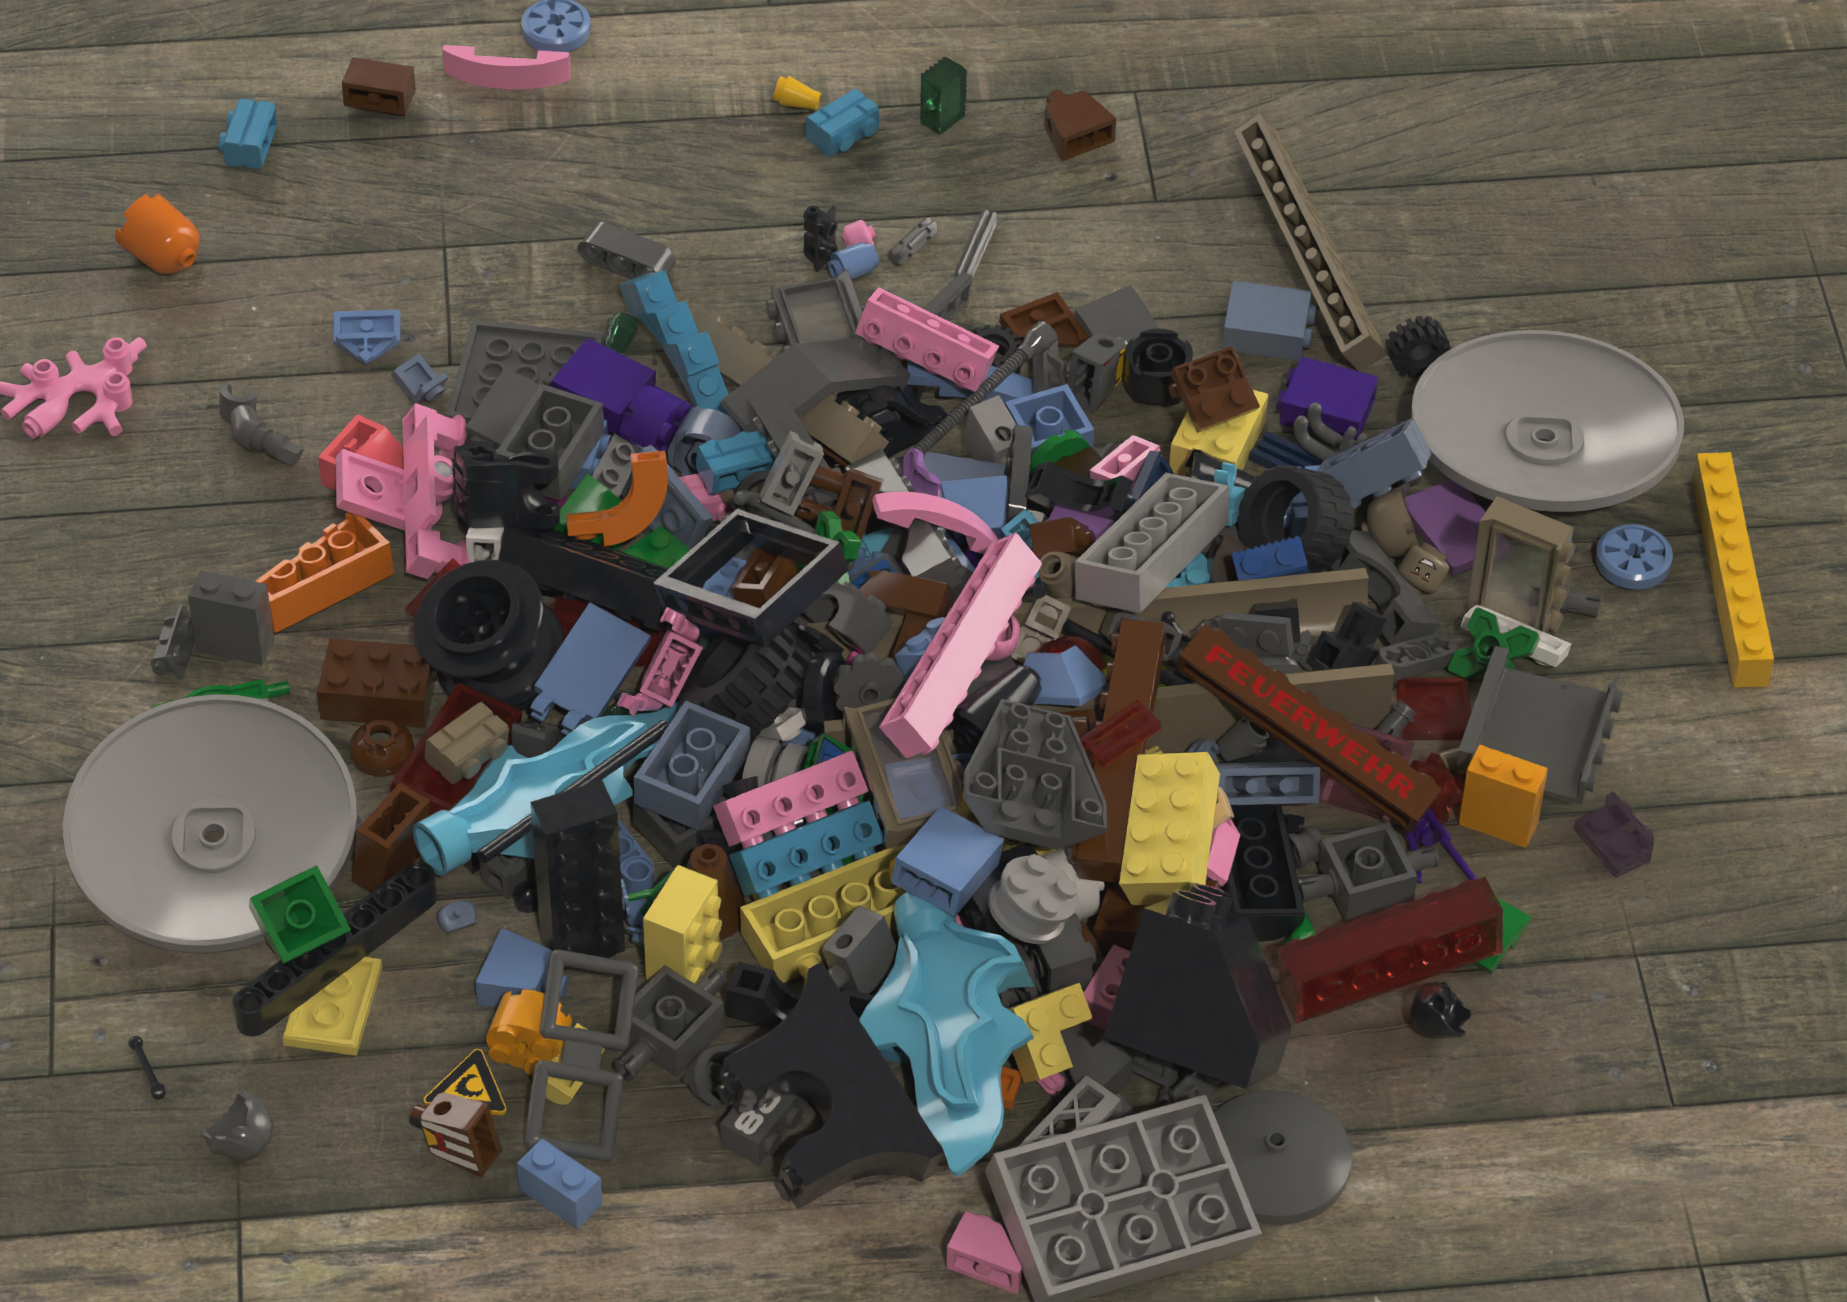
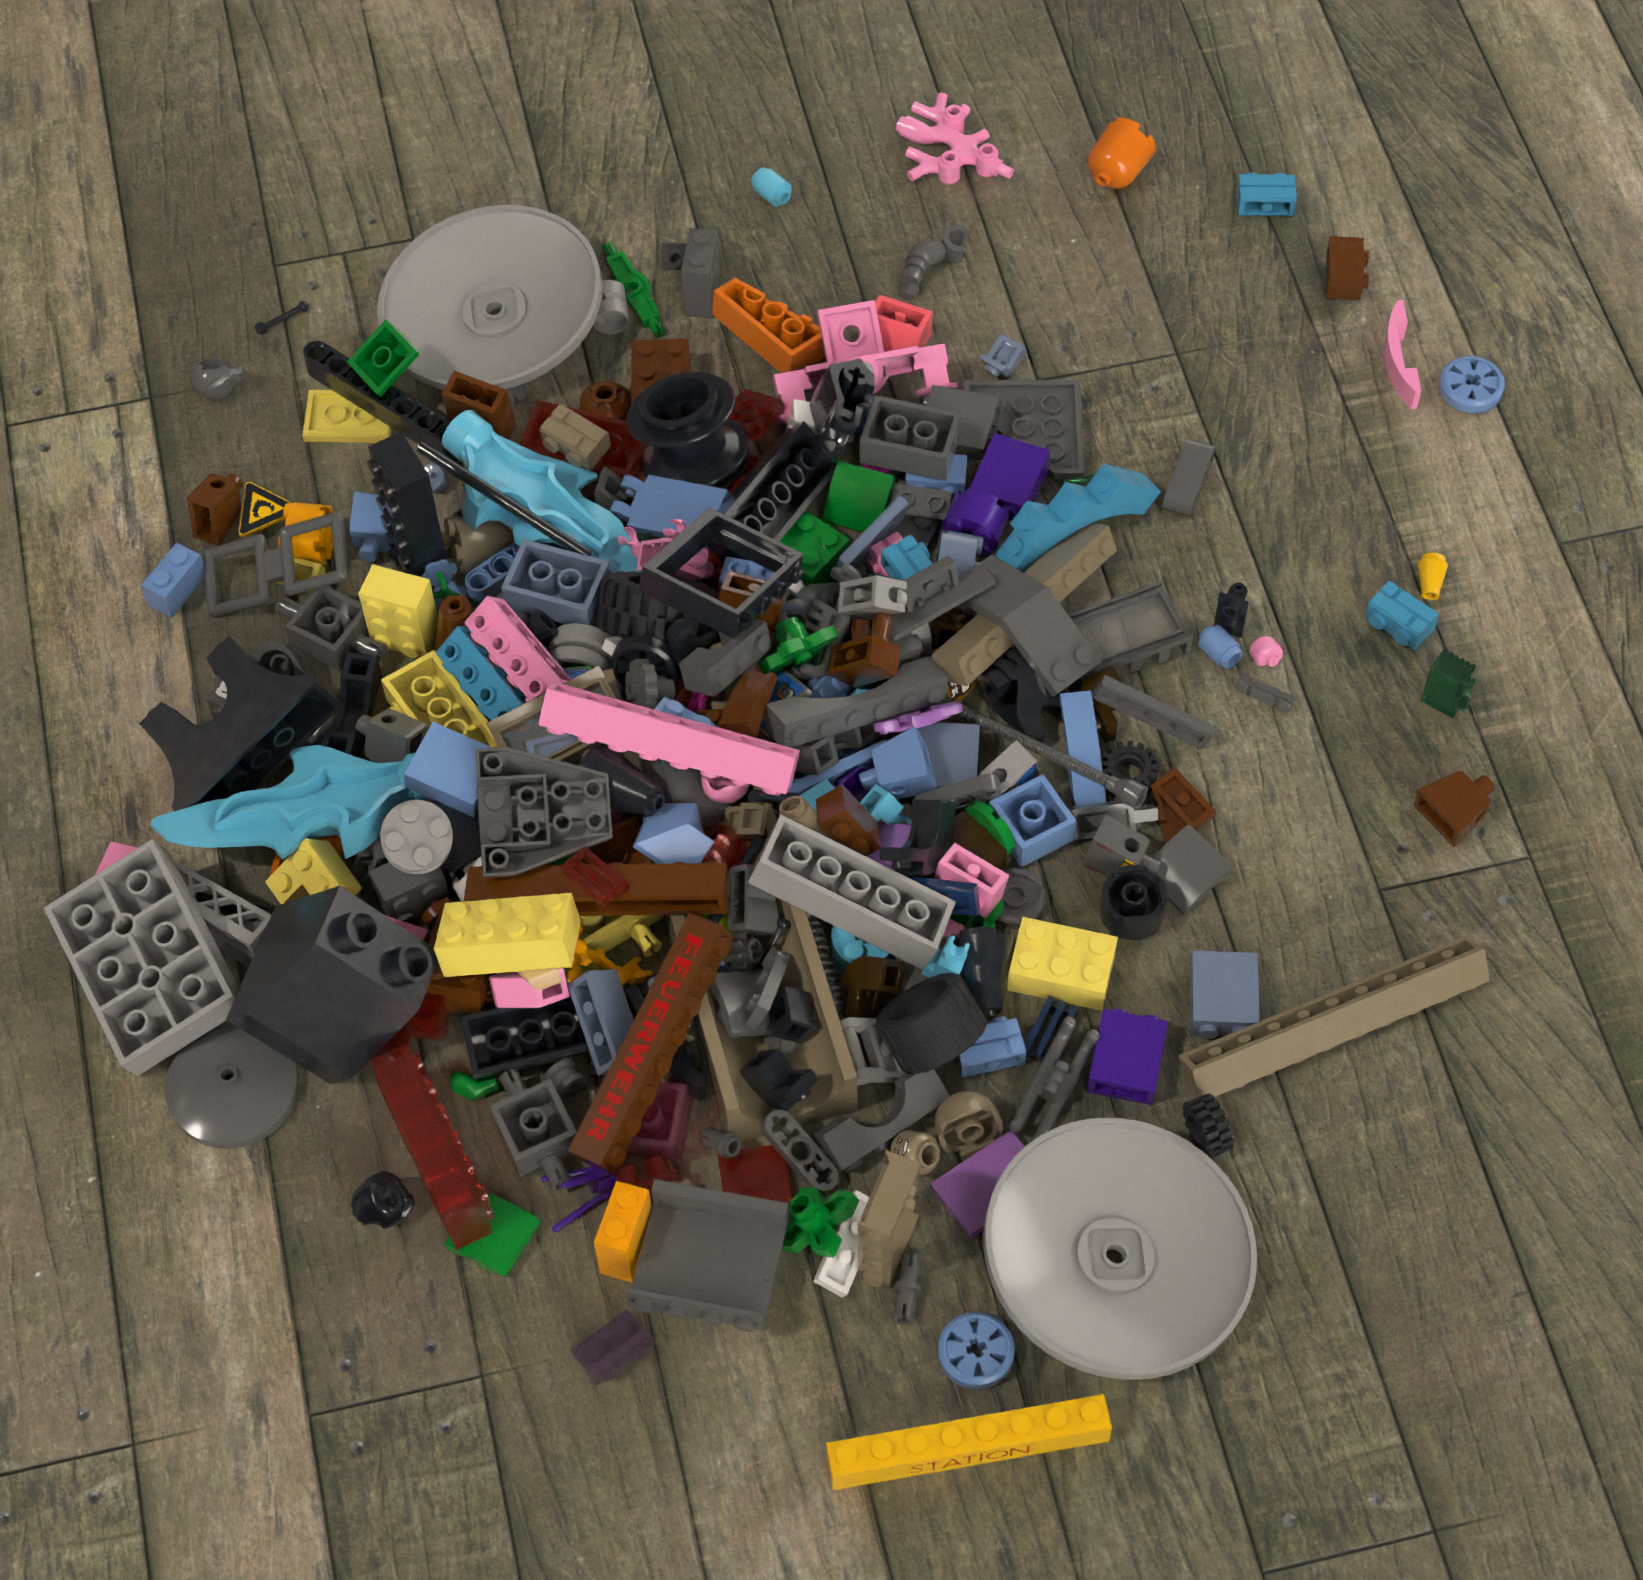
camera: 85 degrees right, 10 degrees up
(94, 554) = (771, 186): none -> medium azure brick
(367, 333) = (1054, 316): medium blue slope -> none
(634, 511) = (851, 505): orange arch -> none
(905, 506) = (856, 725): bright pink slope -> none
(926, 339) = (1083, 692): bright pink brick -> none
(977, 243) = (1270, 743): axle -> none
(1213, 389) = (1077, 935): reddish brown plate -> none
(1271, 560) = (856, 997): blue brick -> none
(1380, 462) = (1012, 1084): sand blue brick -> none

